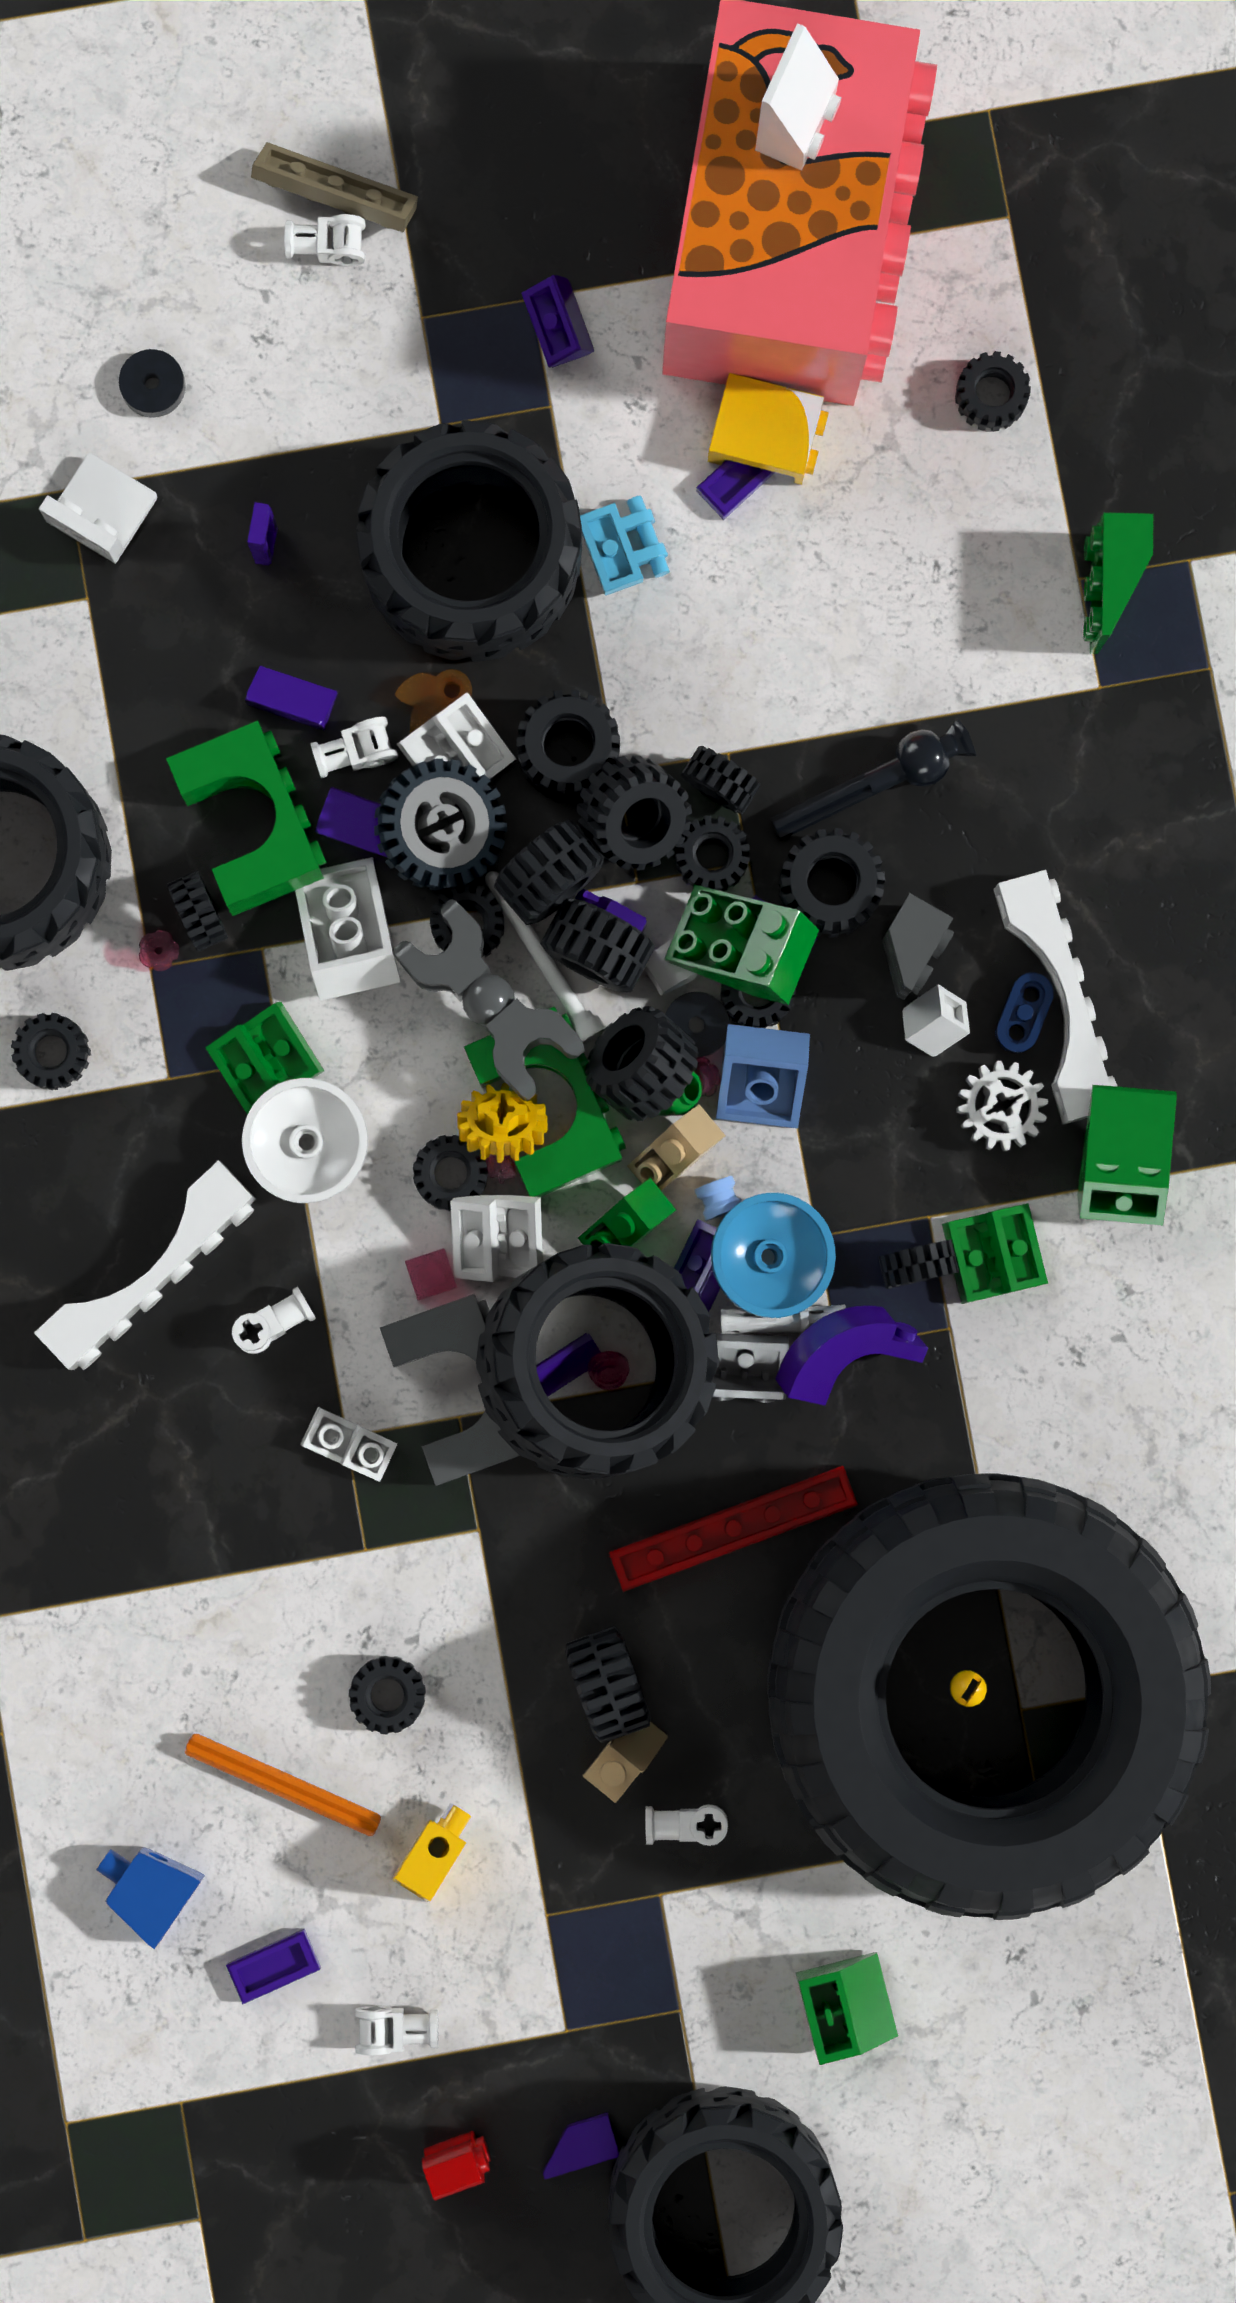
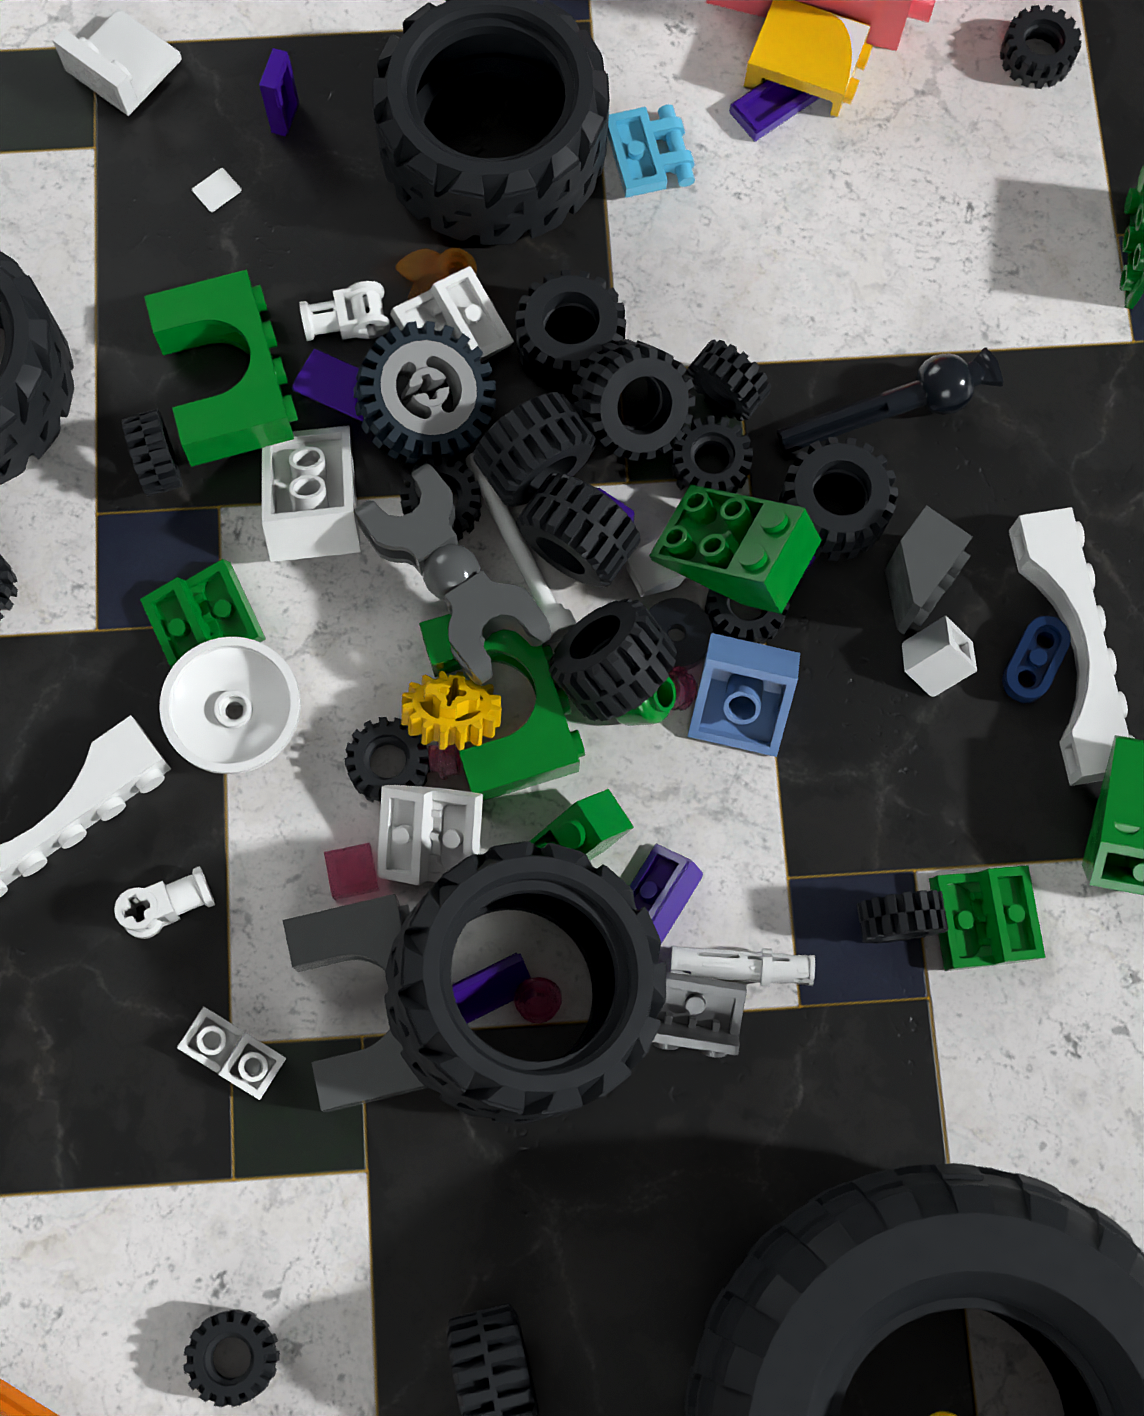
camera: 10 degrees right, 10 degrees down
(147, 953) = (104, 483): clear pink plate -> none
(211, 630) = (216, 190): none -> white sticker
(291, 698) = (286, 261): dark purple slope -> none
(677, 1148) = (642, 760): tan slope -> none
(717, 1197) = (682, 820): light blue wheel -> none
(733, 1528) = (660, 1202): red tile -> none
(800, 1247) = (768, 884): dark azure dish -> none
(837, 1341) = (802, 993): dark purple arch -> none
(1010, 1123) = (1011, 772): white gear -> none

